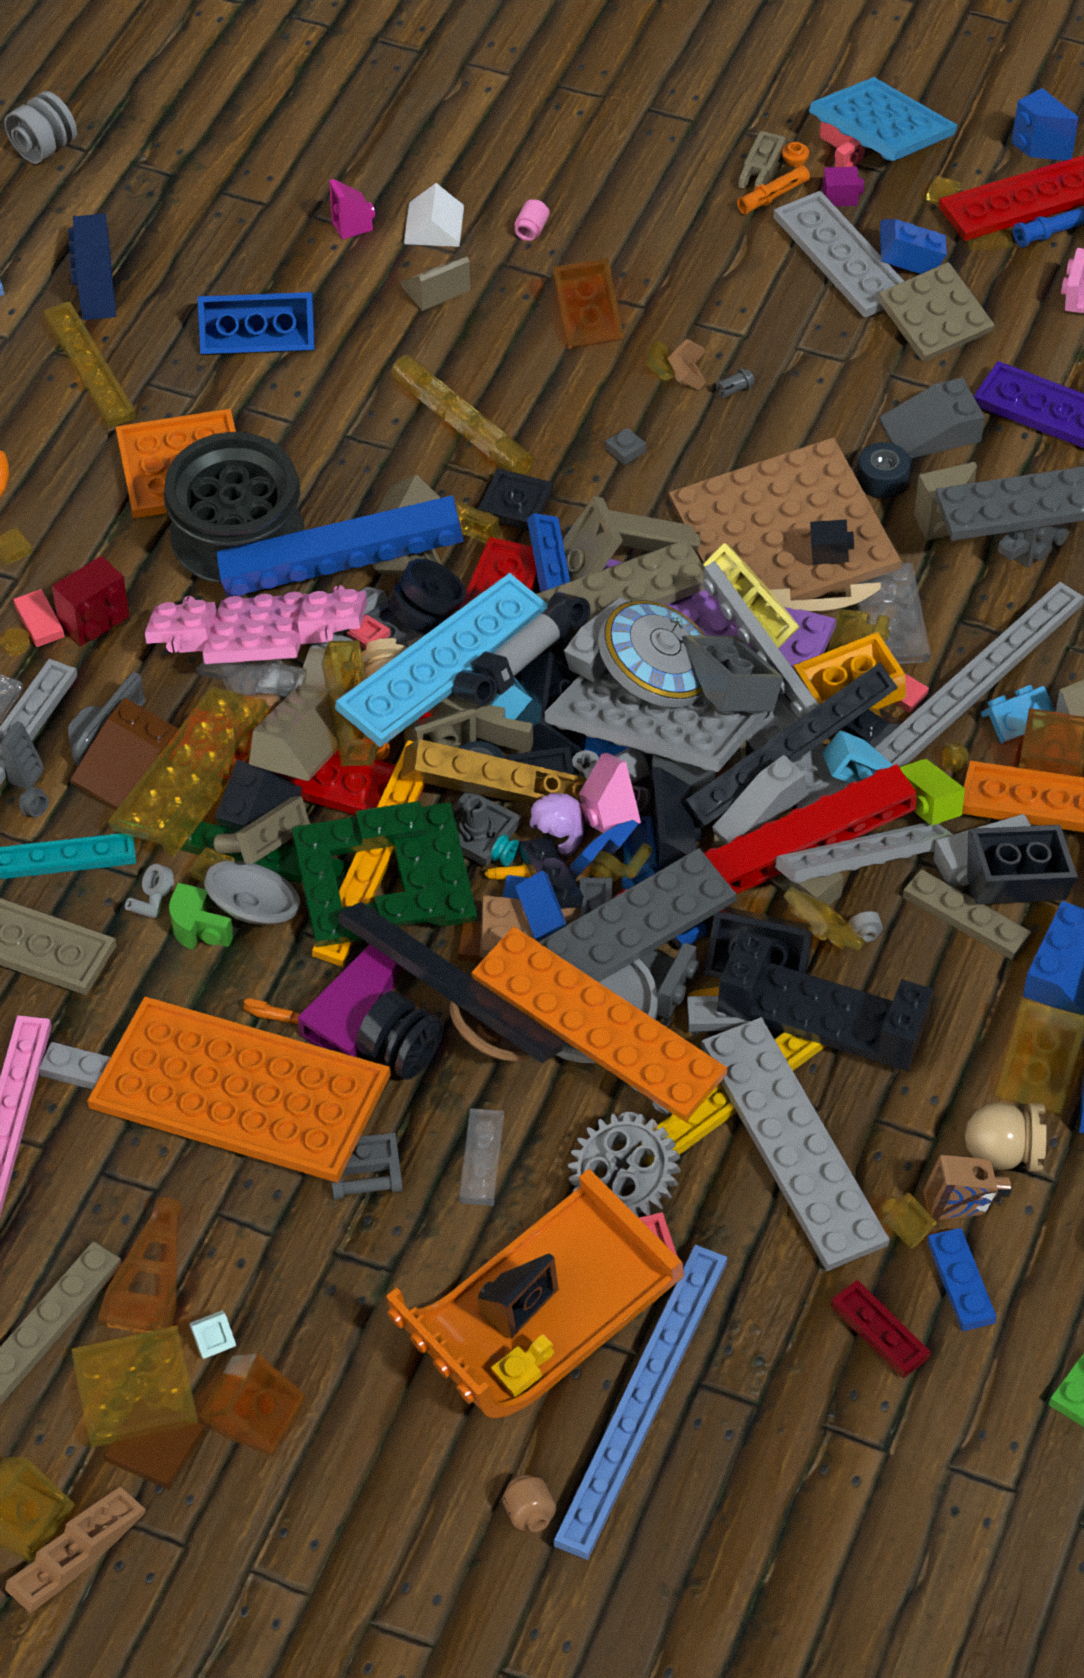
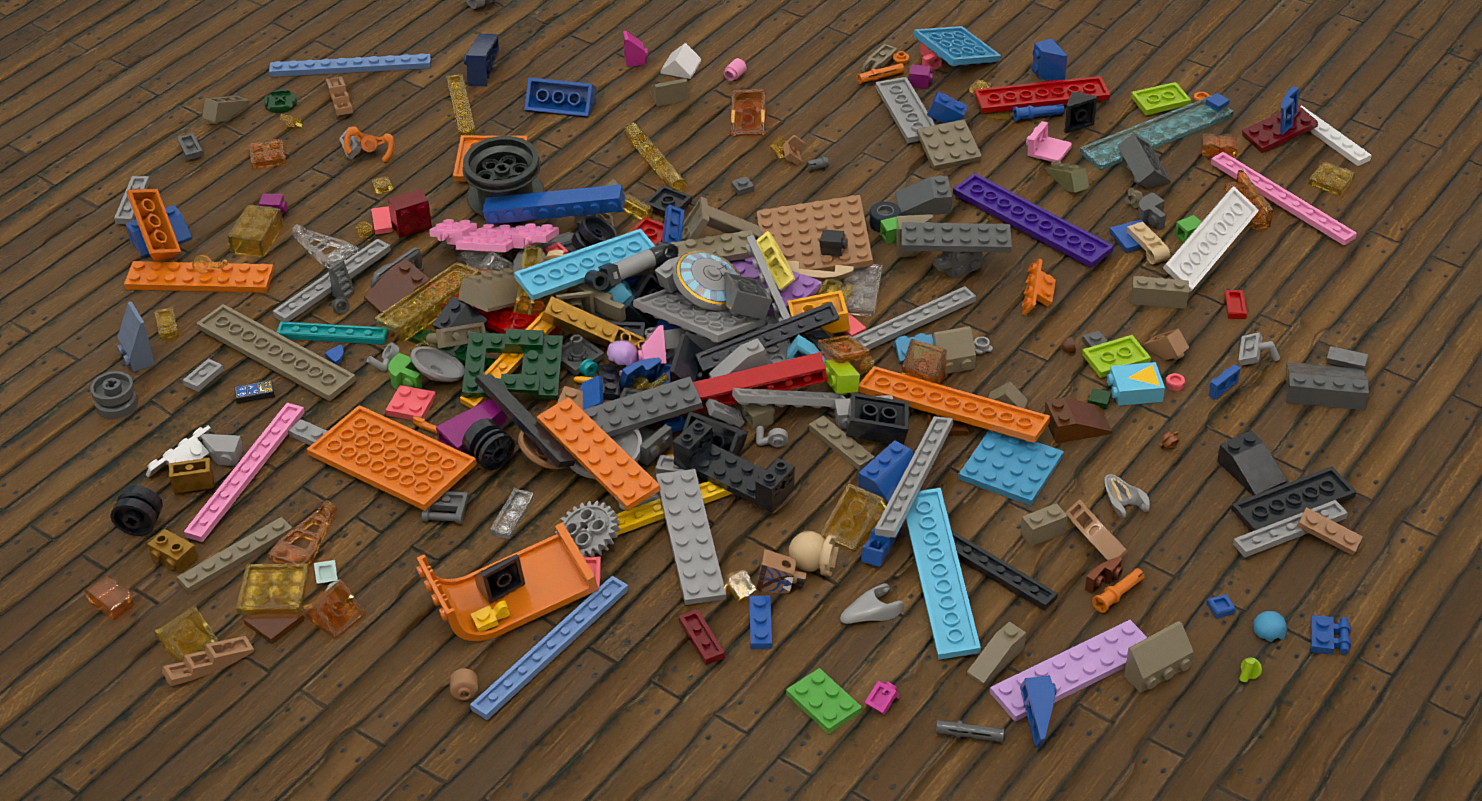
camera: 15 degrees right, 10 degrees down
(61, 902) = (335, 354): none -> blue tile
(227, 973) = (410, 402): none -> coral plate
(762, 897) = (724, 412): none -> light grey plate
(824, 920) = (750, 426): clear yellow plate -> none
(901, 492) = (888, 230): none -> bright green brick
(918, 741) = (843, 349): none -> clear orange plate

